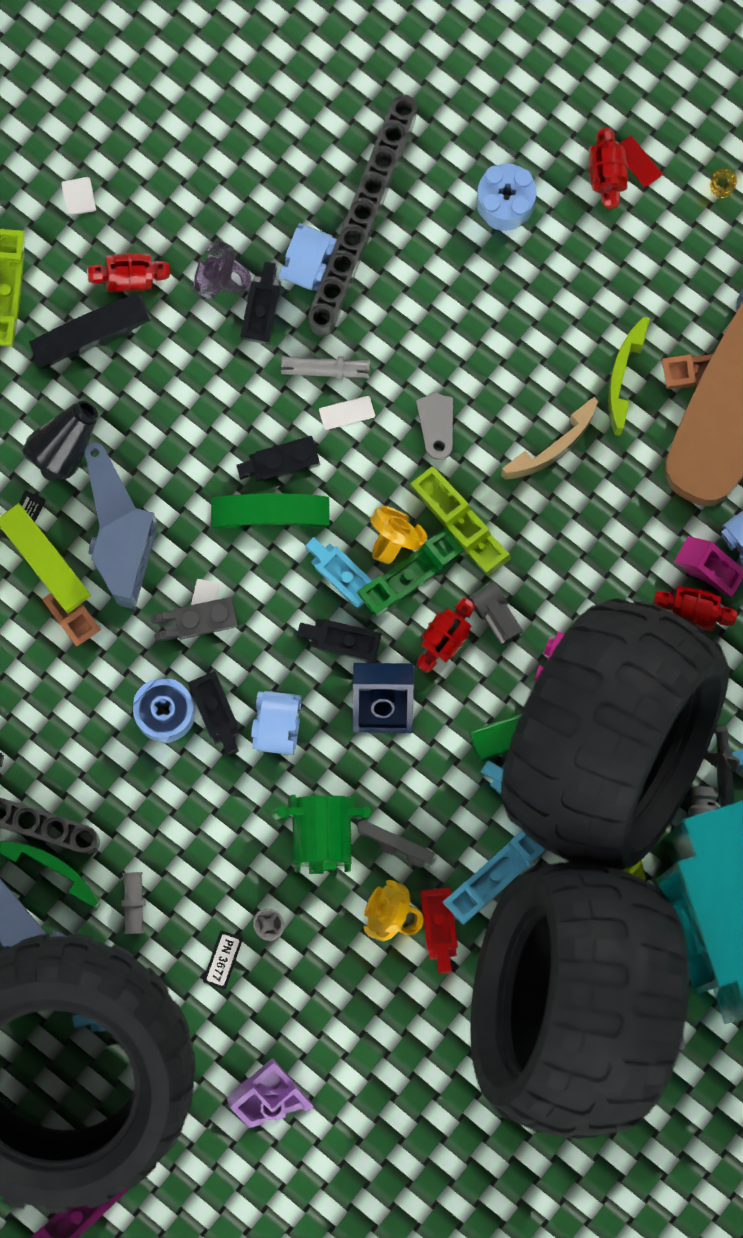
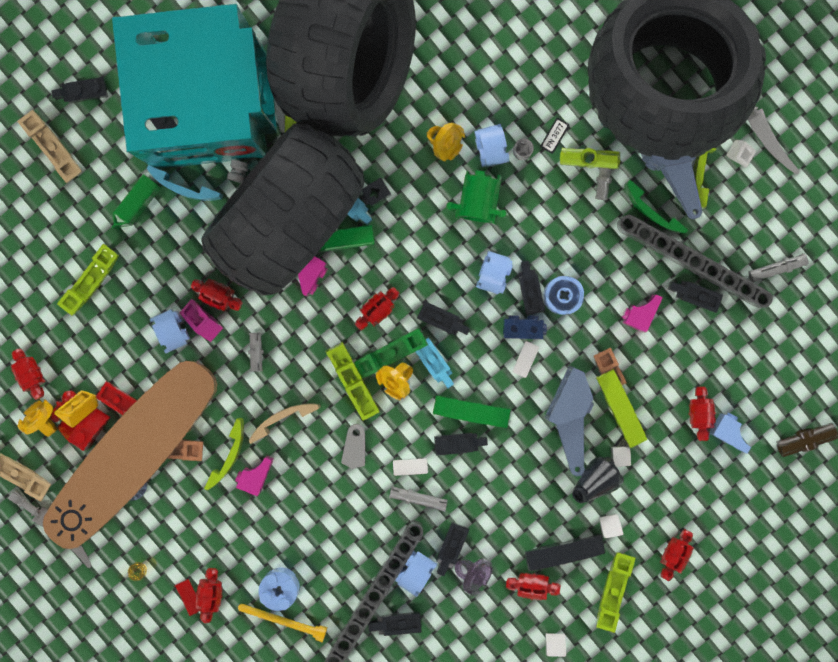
camera: 170 degrees left, 10 degrees up
(27, 383) = (610, 526): none -> white slope
(30, 488) = (621, 456): none -> white slope
(37, 703) = (642, 316): none -> dark pink arch
(143, 929) = (602, 158): none -> lime piece
(197, 619) = (530, 350): dark grey hinge -> none
(214, 648) = (524, 328): none -> dark blue brick
(267, 1096) = (543, 46): medium lavender slope -> none
(317, 917) = (491, 145): none -> light blue brick
(321, 181) = (397, 624): none -> black hinge
(383, 697) = (424, 277): dark blue slope -> none
(391, 843) = (436, 184): dark grey hinge -> none
(435, 146) = (317, 632): none -> yellow piece
(439, 928) = (417, 128): red hinge -> none
(471, 816) = (377, 185): none -> black brick
(493, 608) = (343, 321): dark grey piece -> none
(493, 877) = (383, 148): medium azure slope -> none
(579, 348) = (253, 479): none -> dark pink arch
(616, 536) = (255, 352): none -> light grey pin
(723, 758) = (219, 189): dark grey sword -> none

